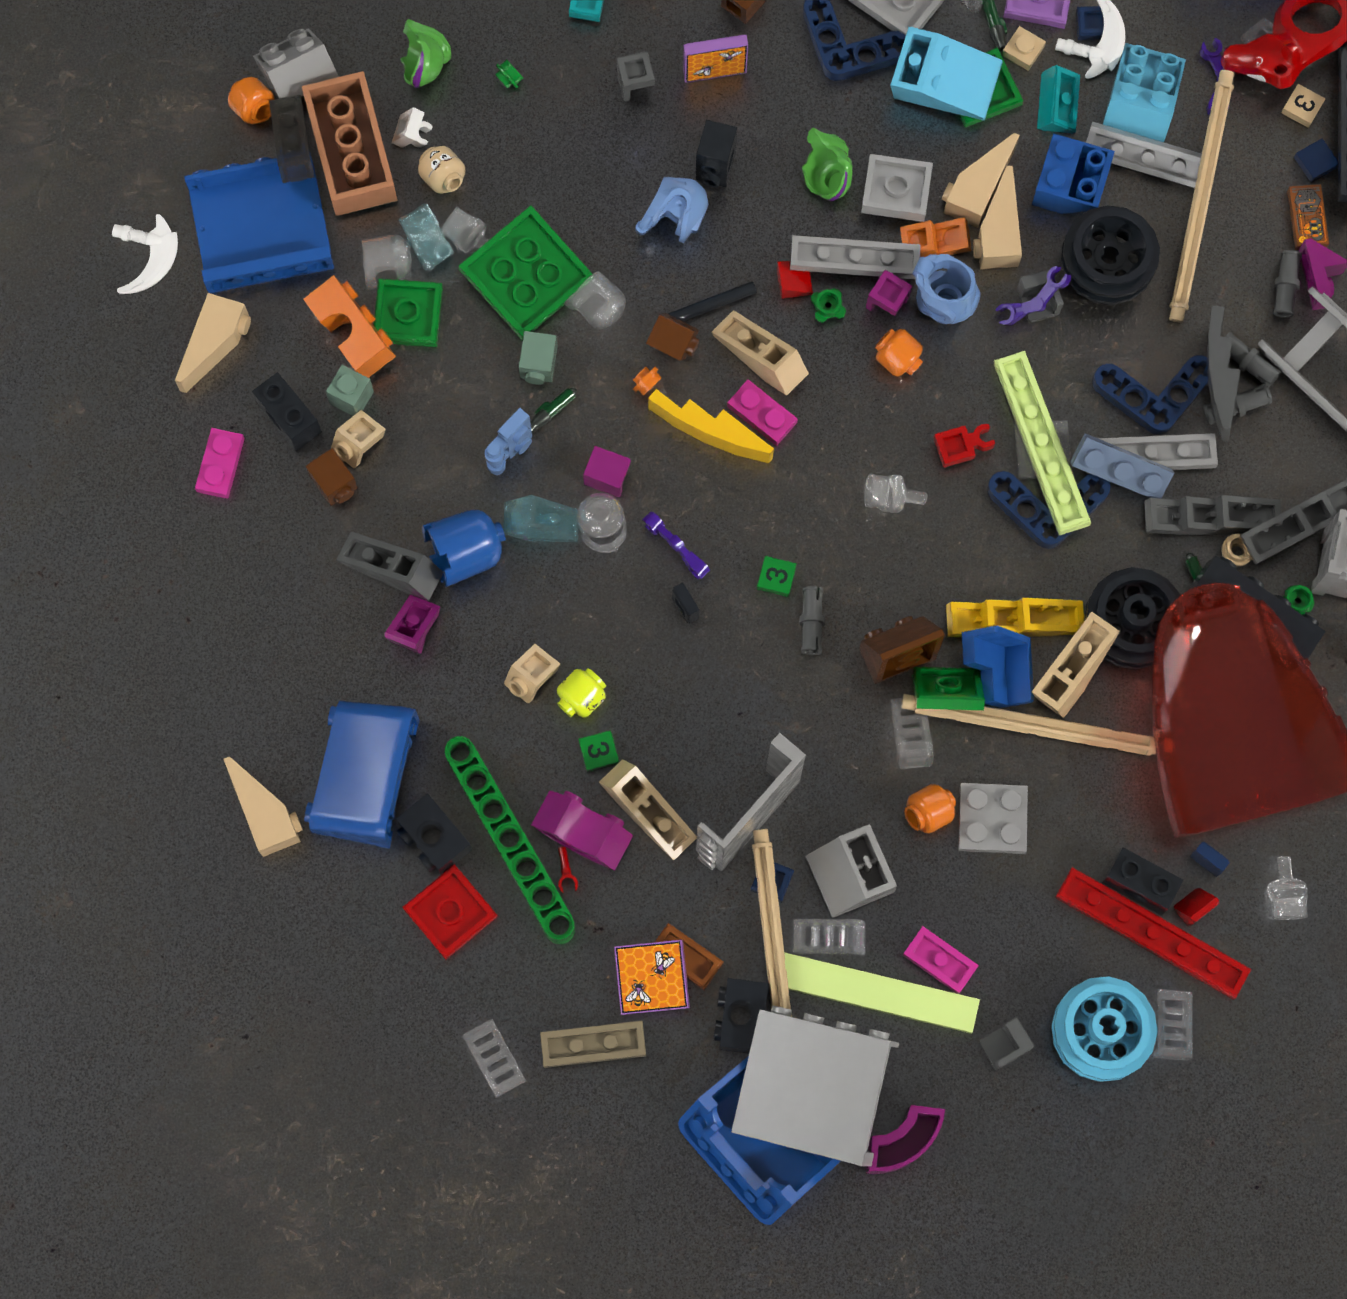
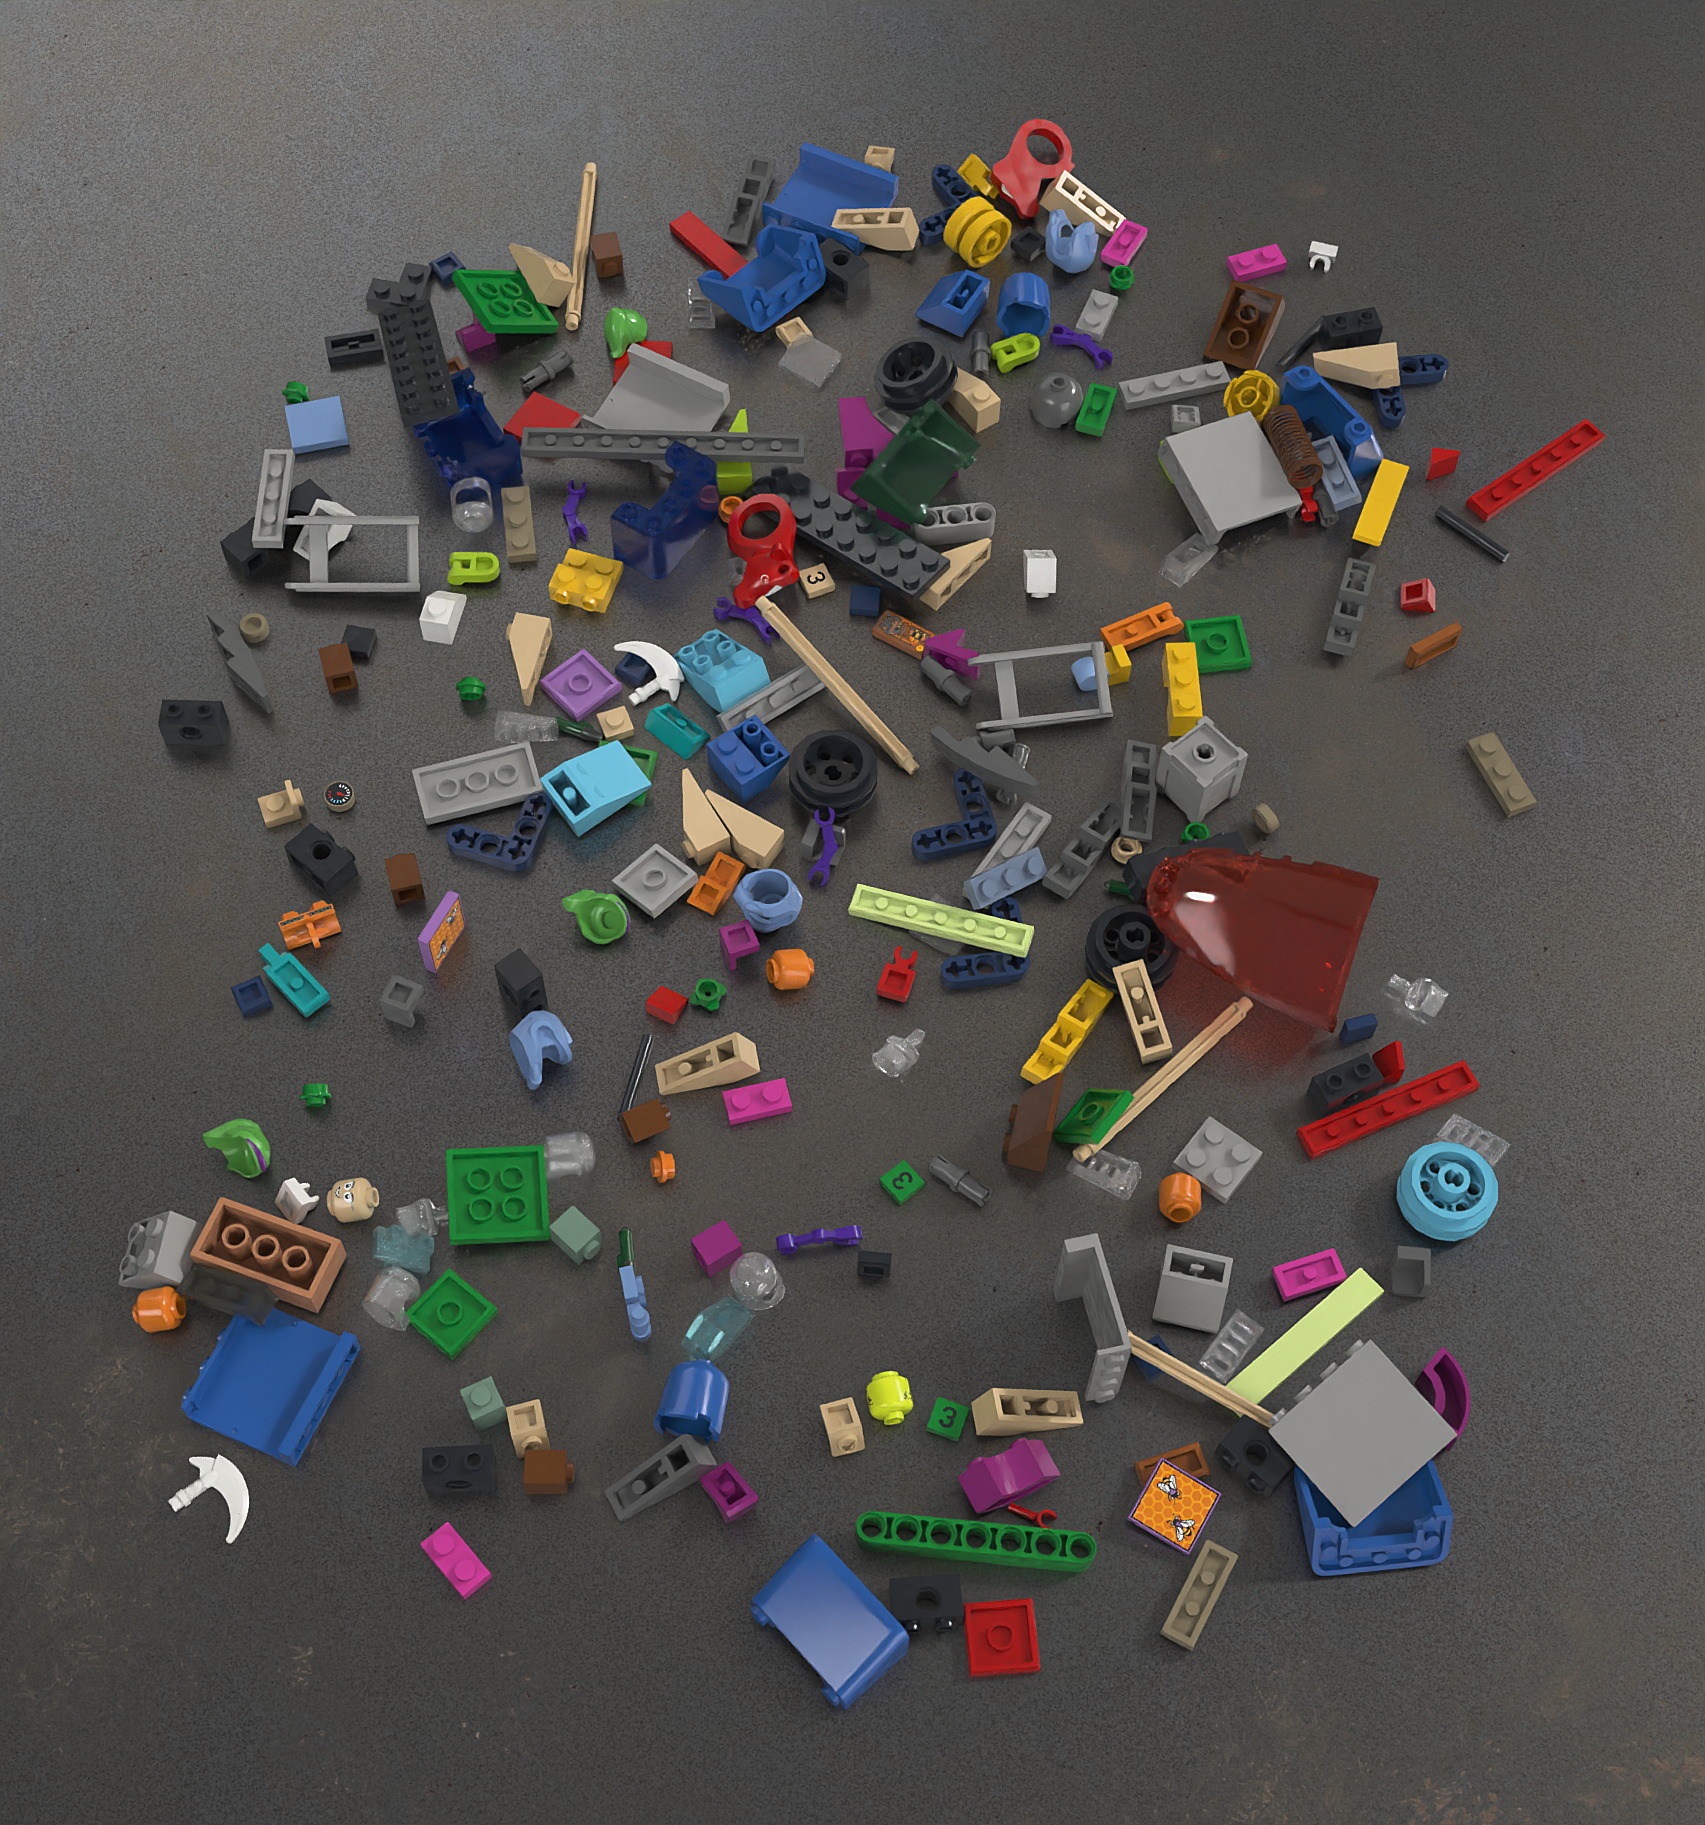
camera: 55 degrees left, 15 degrees down
(213, 337) = (340, 1481): tan slope -> none
(266, 815) = (802, 1735): tan slope -> none
(365, 347) = (399, 1361): orange arch -> none
(481, 1031) = (1144, 1671): clear slope -> none
(720, 432) = (752, 1140): yellow slope -> none
(853, 256) = (687, 946): light grey plate -> none
(1003, 663) = (1102, 1063): blue panel -> none

